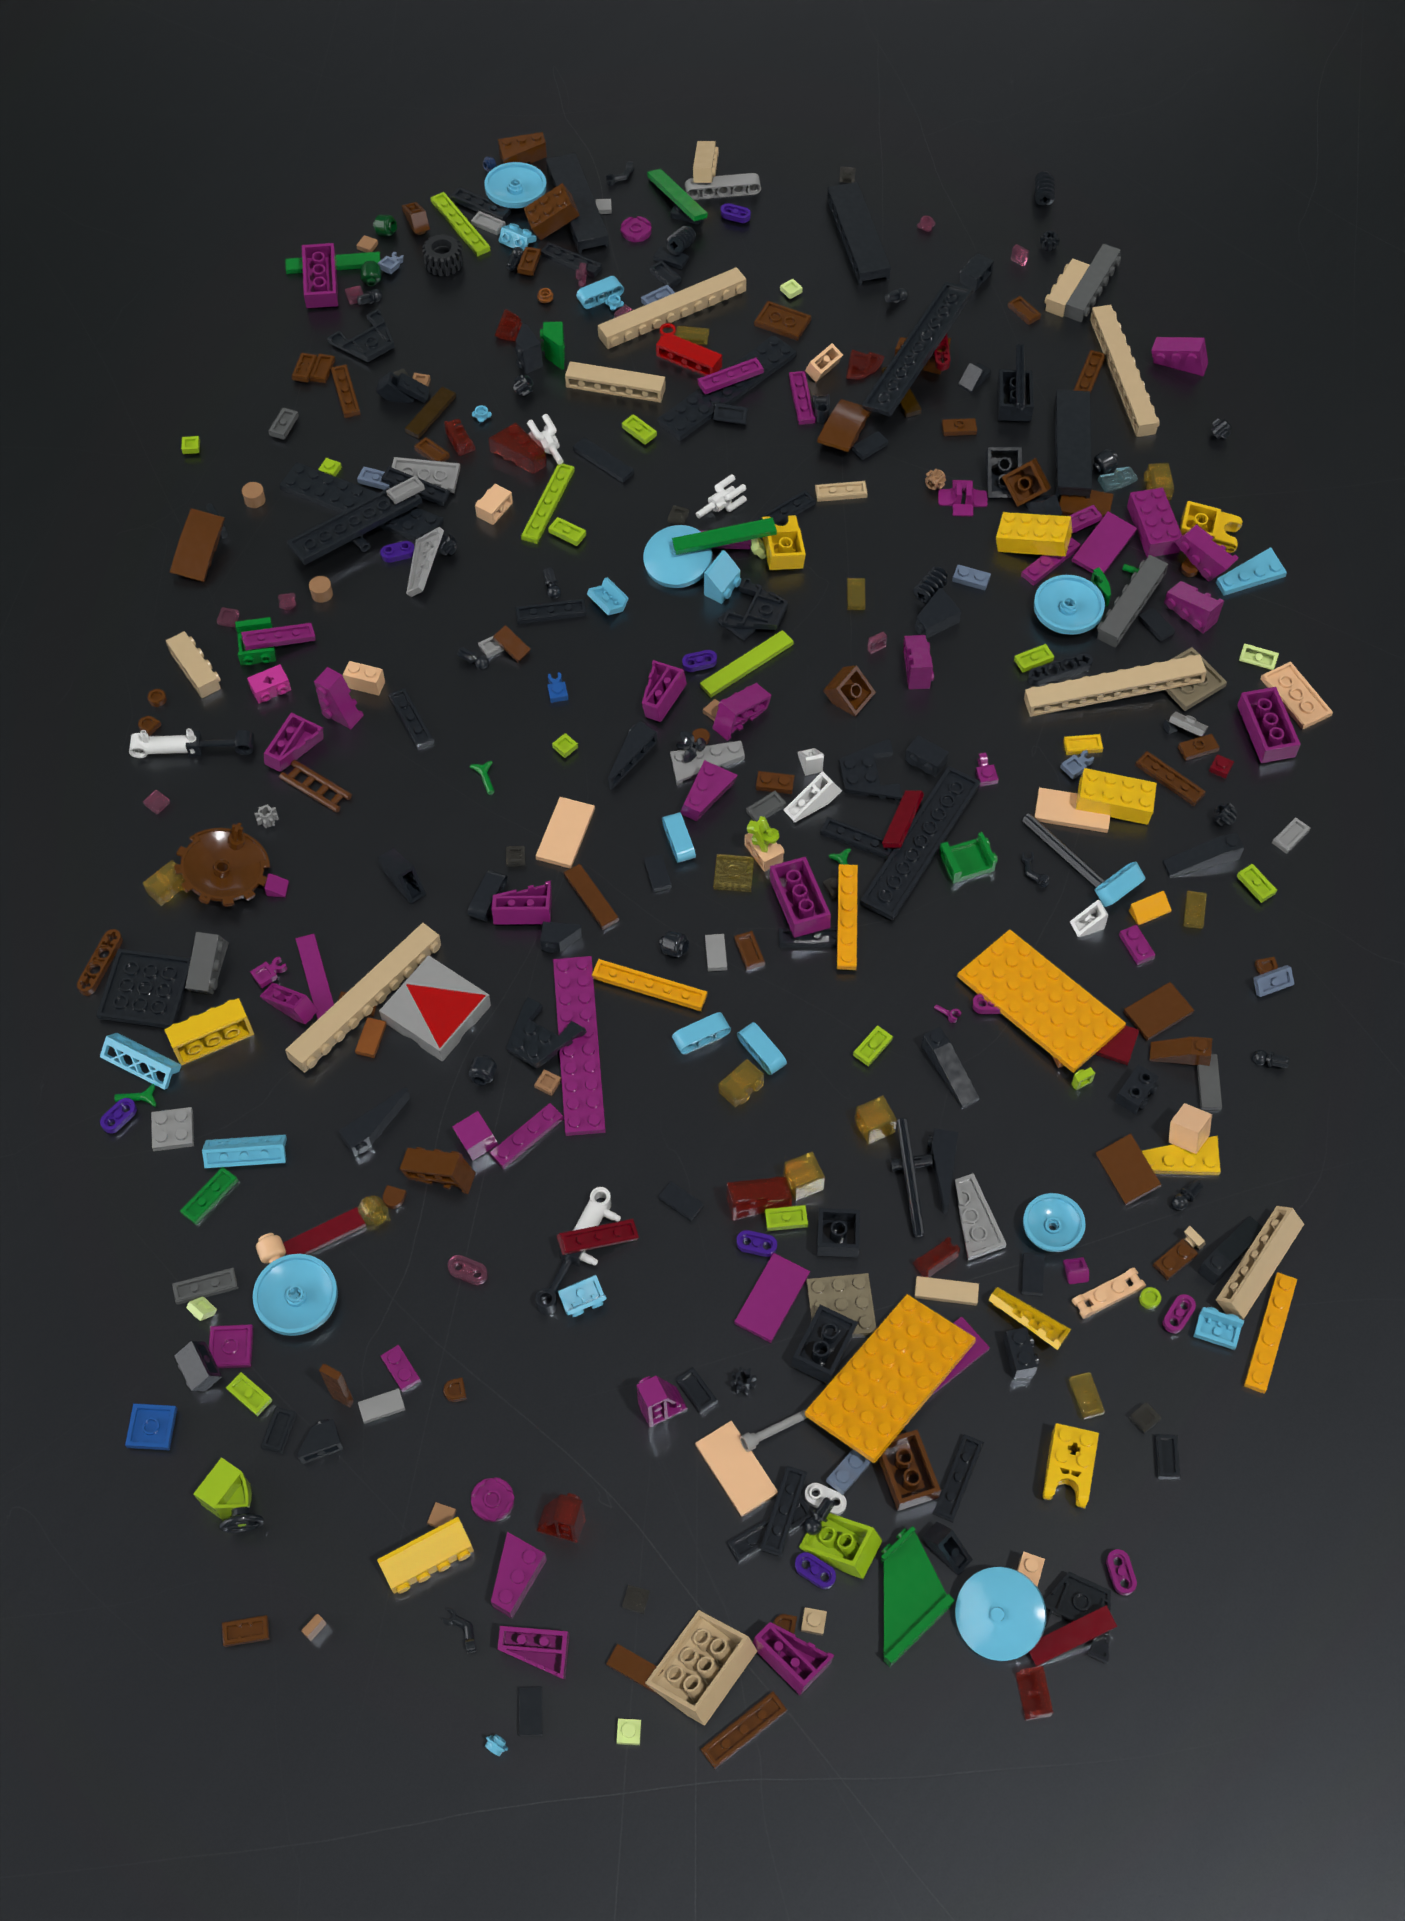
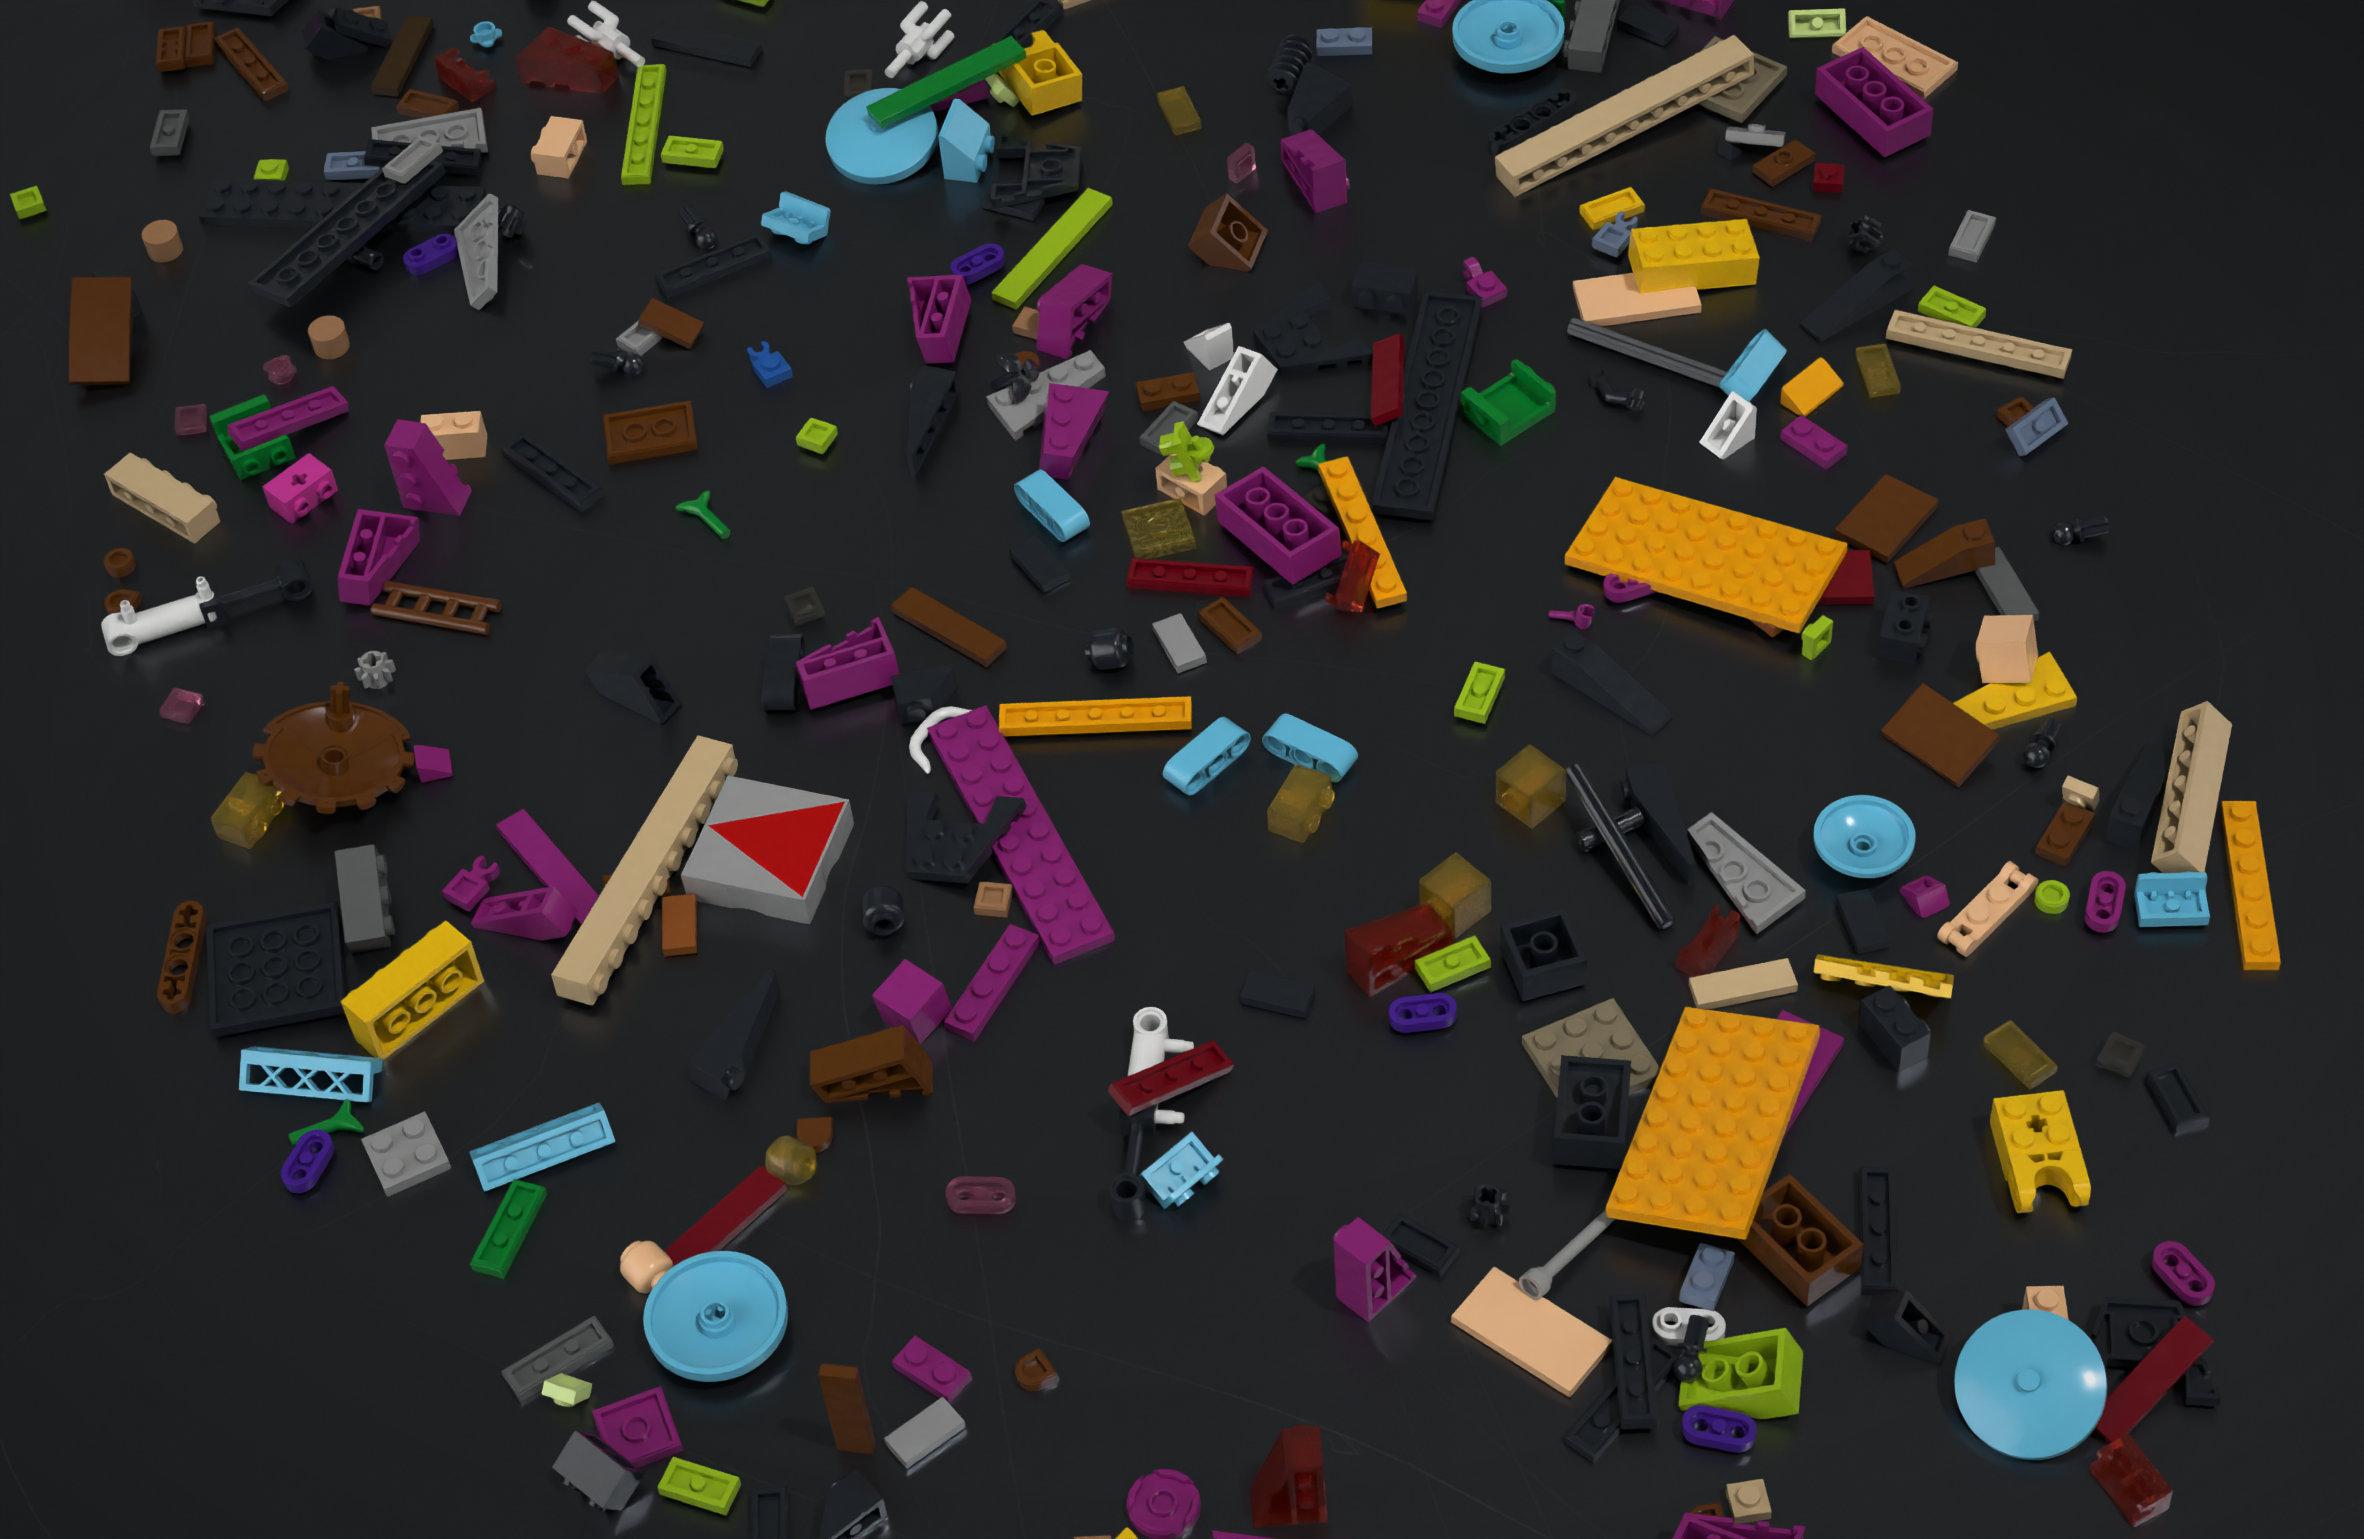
camera: 15 degrees left, 10 degrees down
(474, 710) = (650, 432): none -> reddish brown tile
(547, 962) = (922, 733): none -> white animal
(565, 832) = (868, 553): light nougat tile -> none
(739, 911) = (1190, 577): none -> dark red tile
(772, 1297) = (1479, 1080): magenta tile -> none
(830, 947) = (1355, 577): none -> clear red hinge
(911, 1594) = (1882, 1411): green piece -> none
(1034, 658) = (1486, 117): lime plate -> none
(1263, 912) = (1979, 344): none -> tan plate

